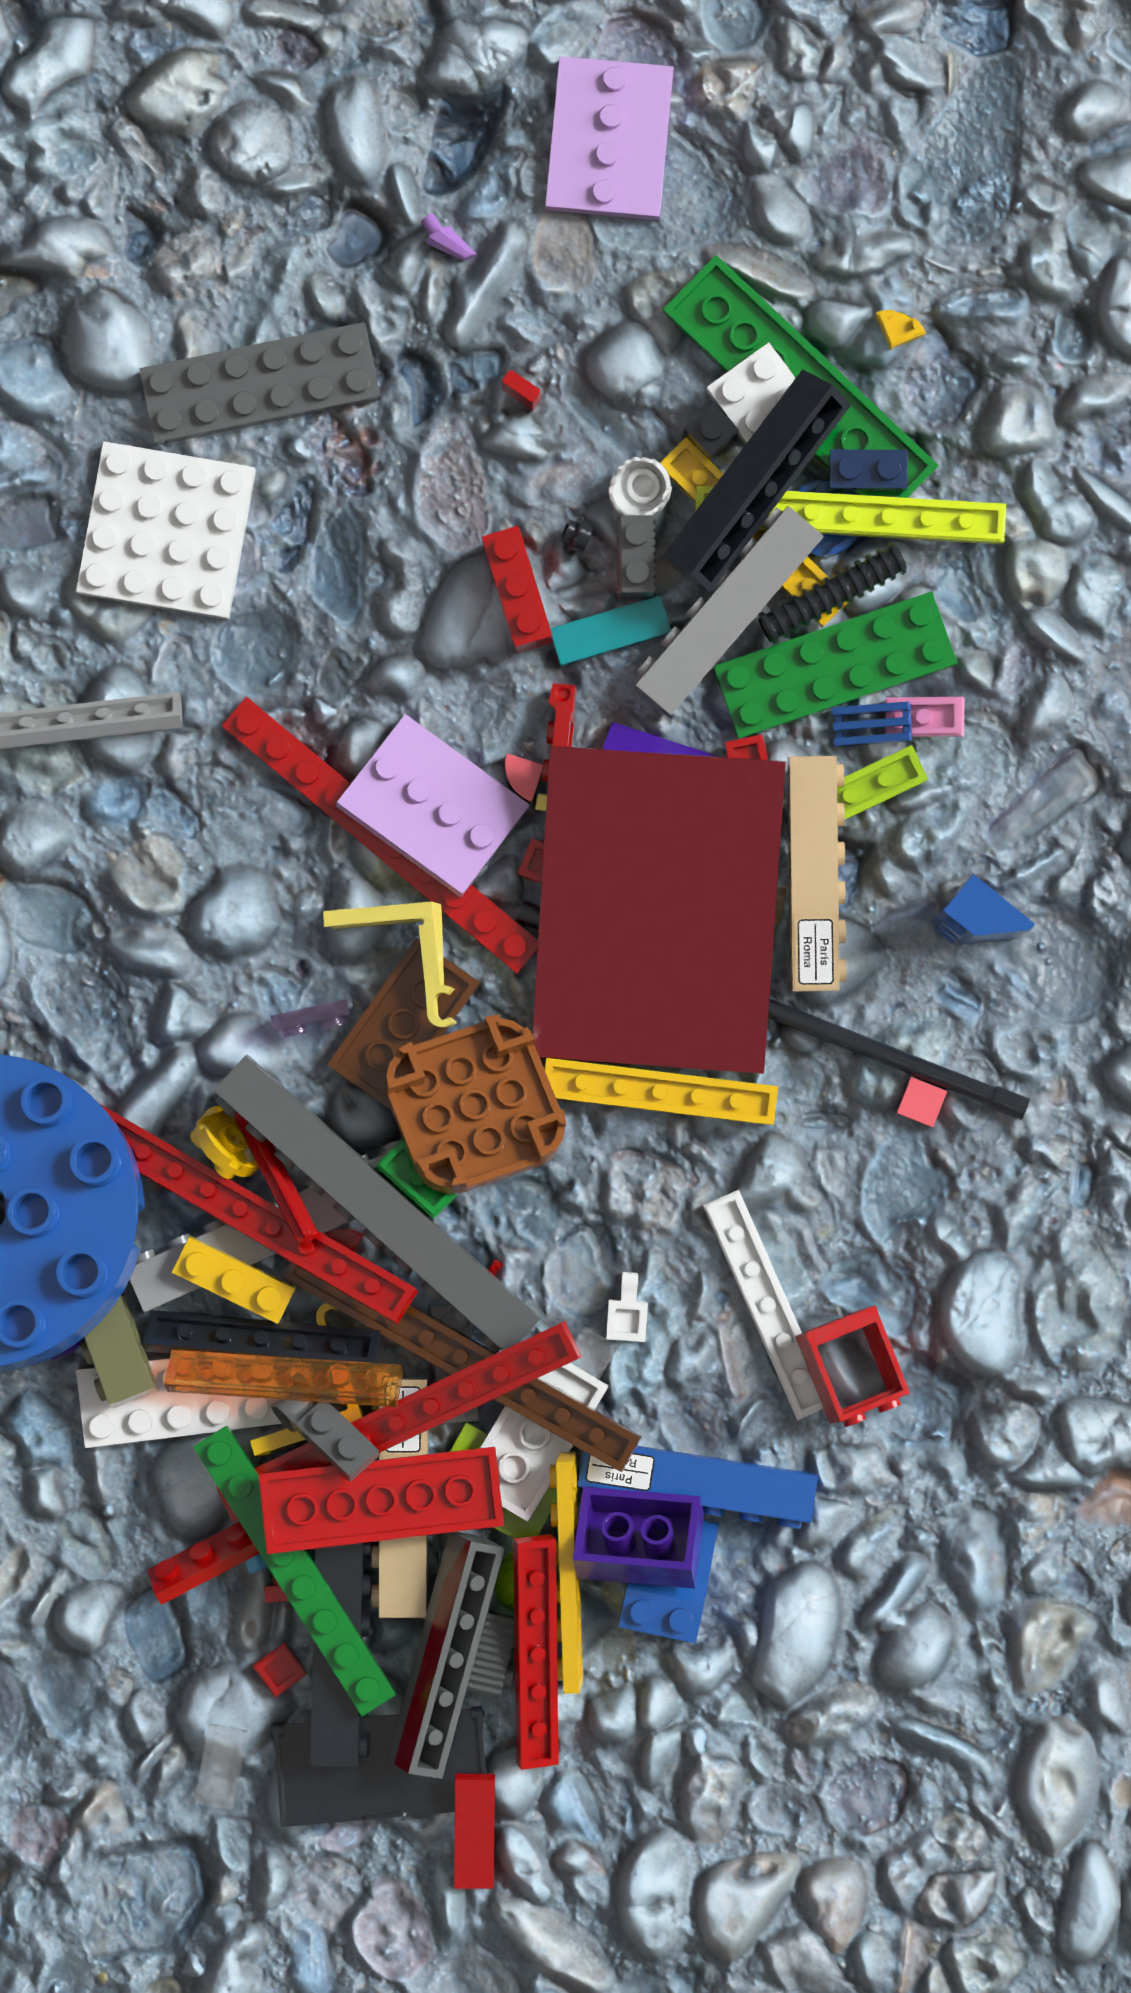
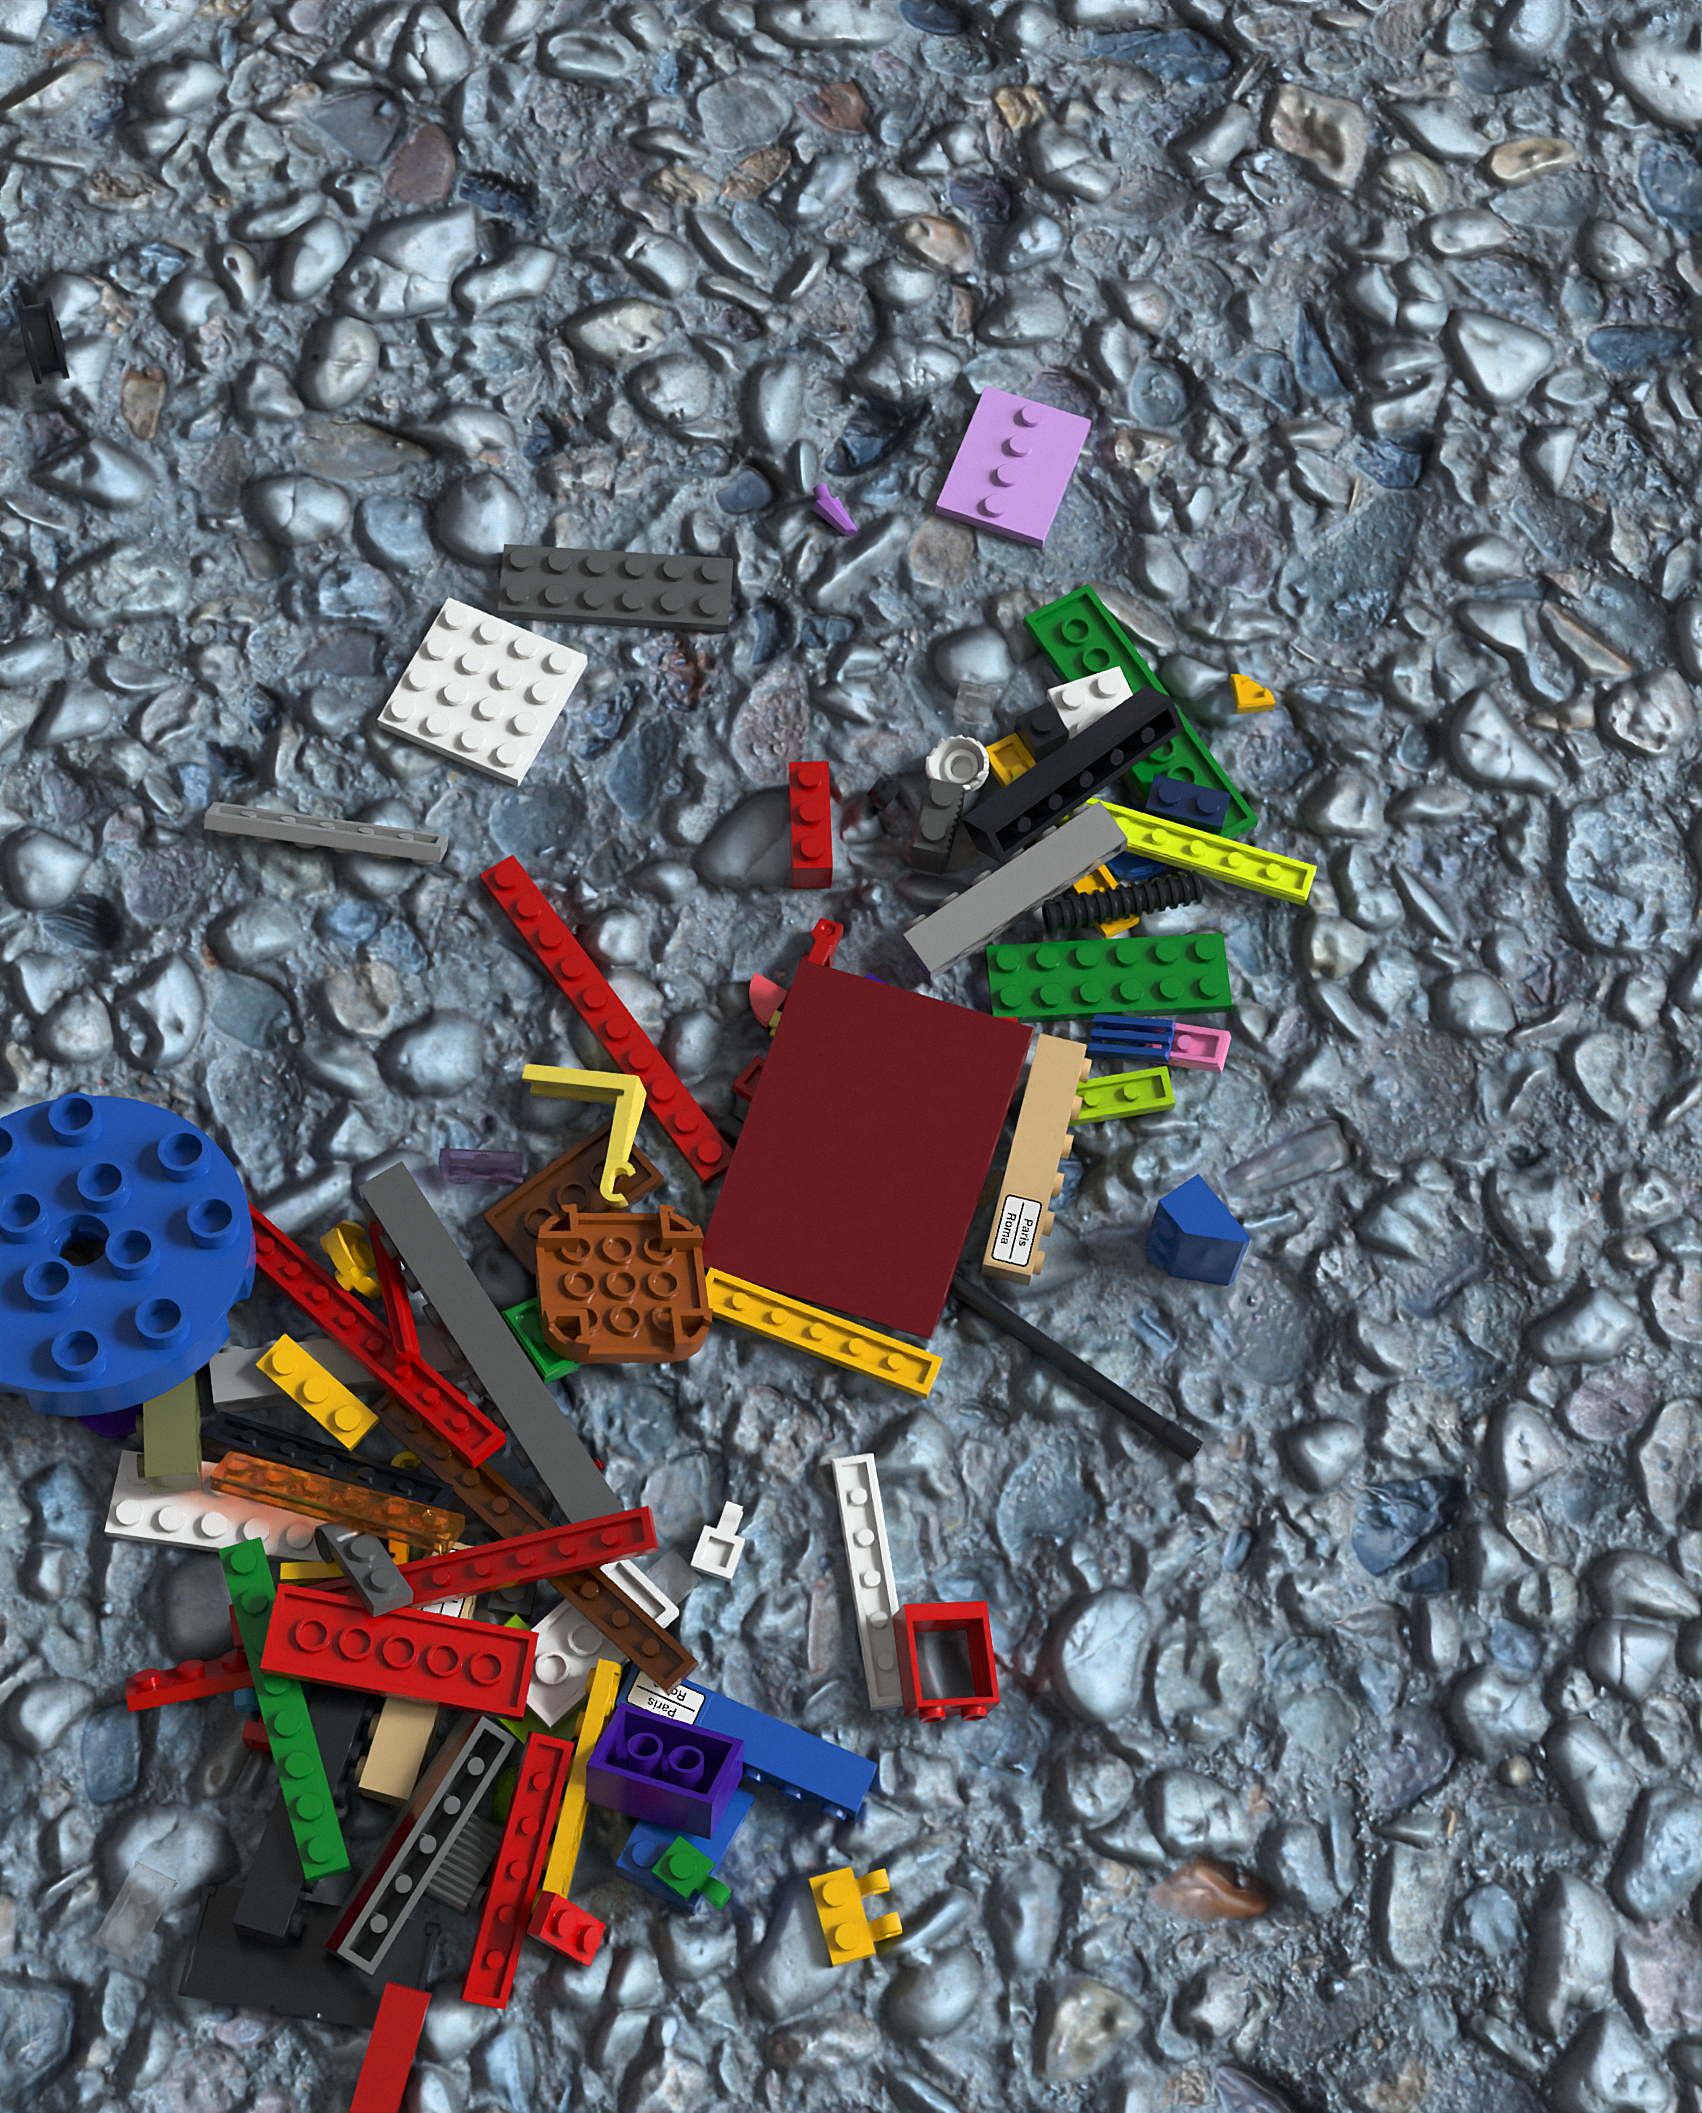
camera: 10 degrees right, 20 degrees down
(280, 1669) = (233, 1824): red tile -> none
(432, 805) = (666, 999): lavender plate -> none
(521, 389) = (866, 653): red tile -> none
(592, 1689) = (566, 1928): none -> plate
(610, 631) = (890, 889): teal tile -> none
(638, 412) = (975, 703): none -> clear tile
(682, 1620) = (687, 1870): none -> green plate
(821, 1607) = (843, 1917): none -> yellow plate
(921, 1102) = (1088, 1417): coral tile -> none

